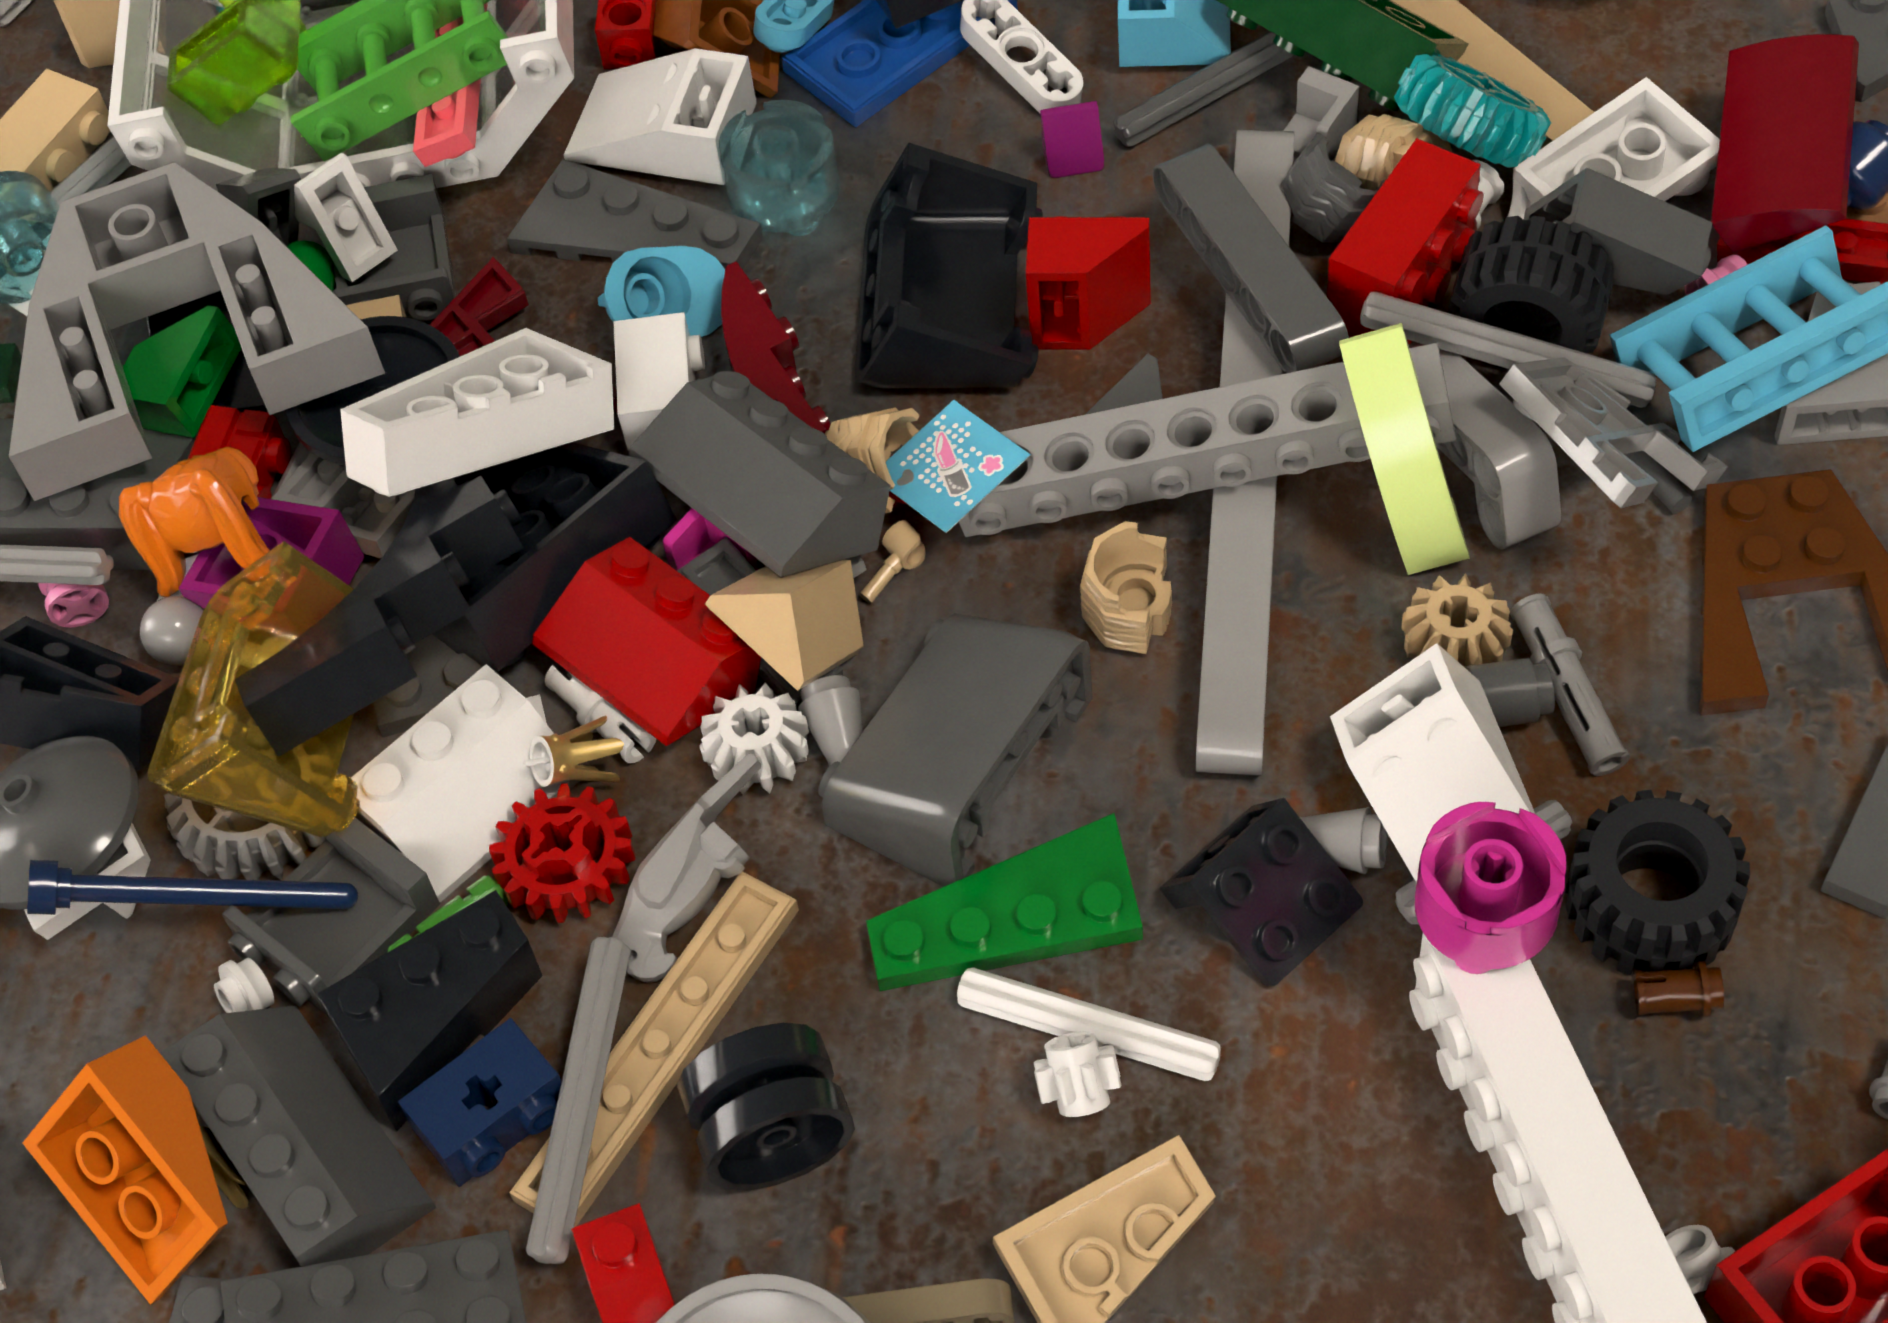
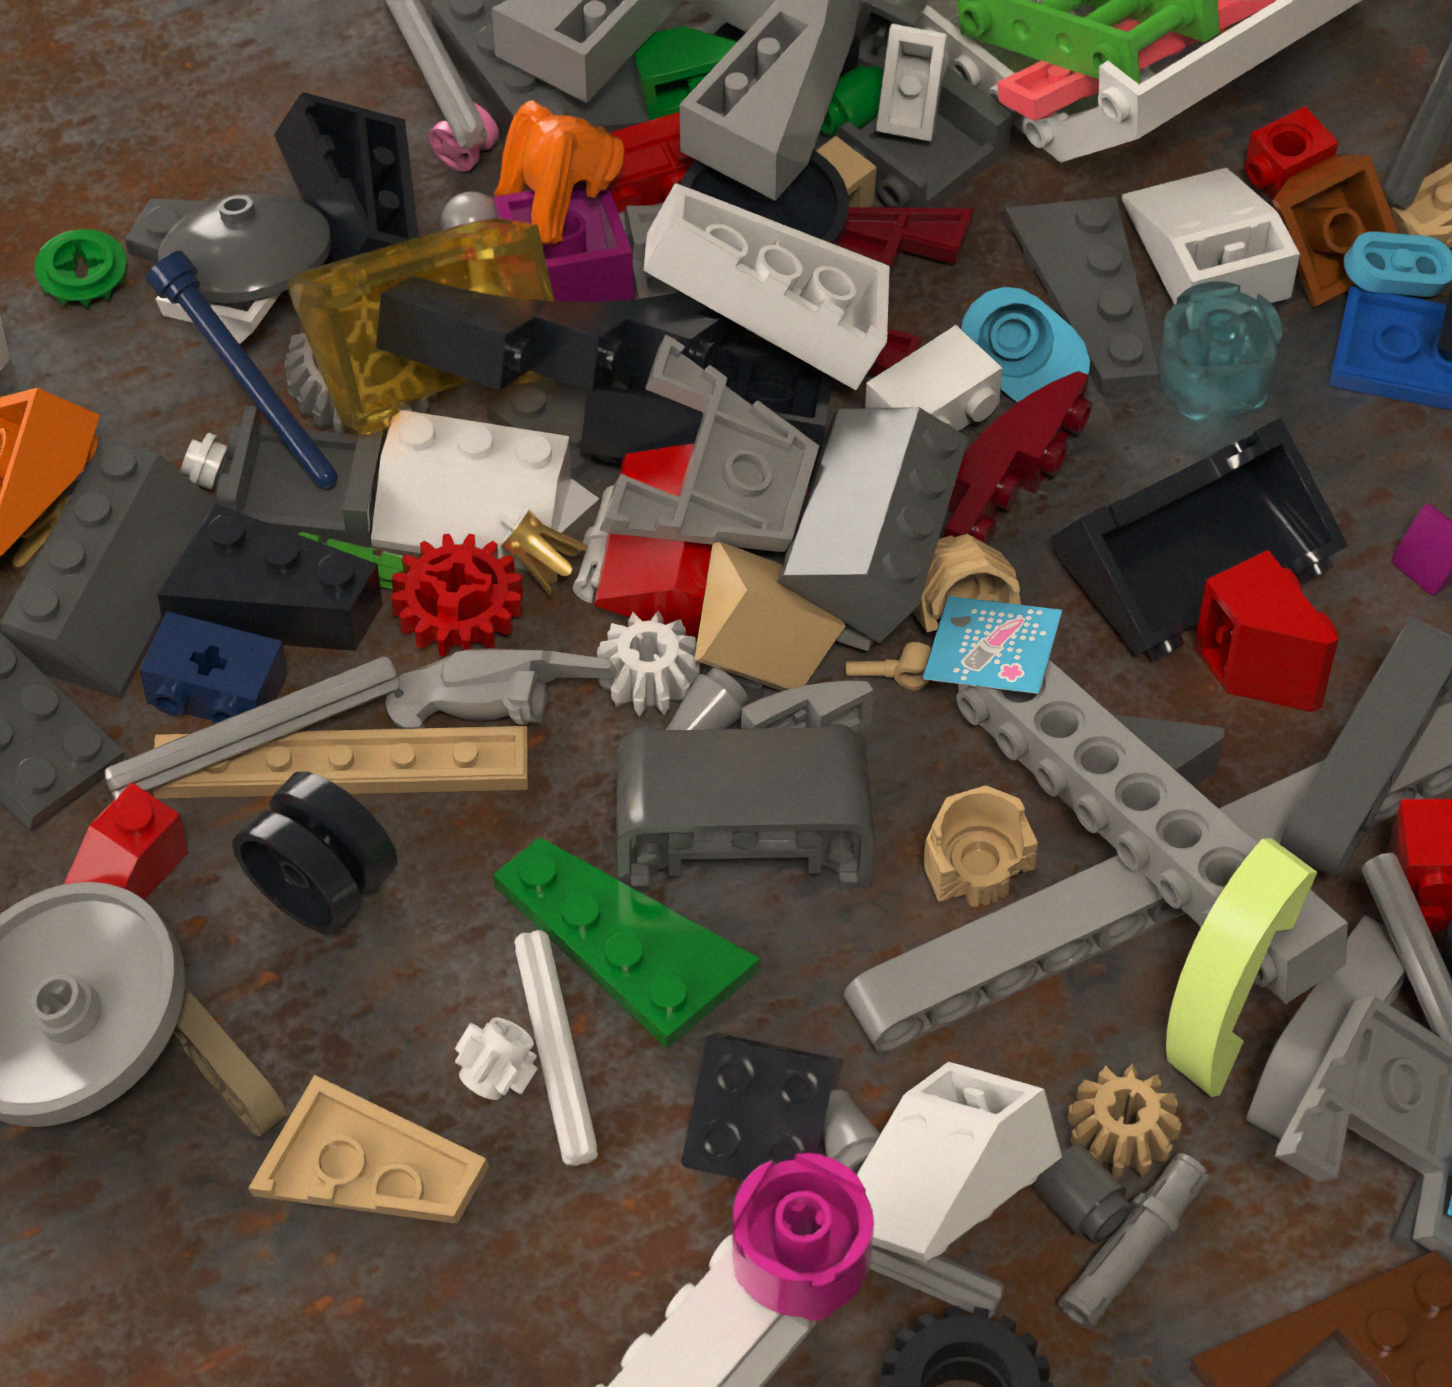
camera: 50 degrees right, 0 degrees up
(645, 538) = (741, 475): none -> light grey wing
(899, 640) = (813, 707): none -> light grey slope

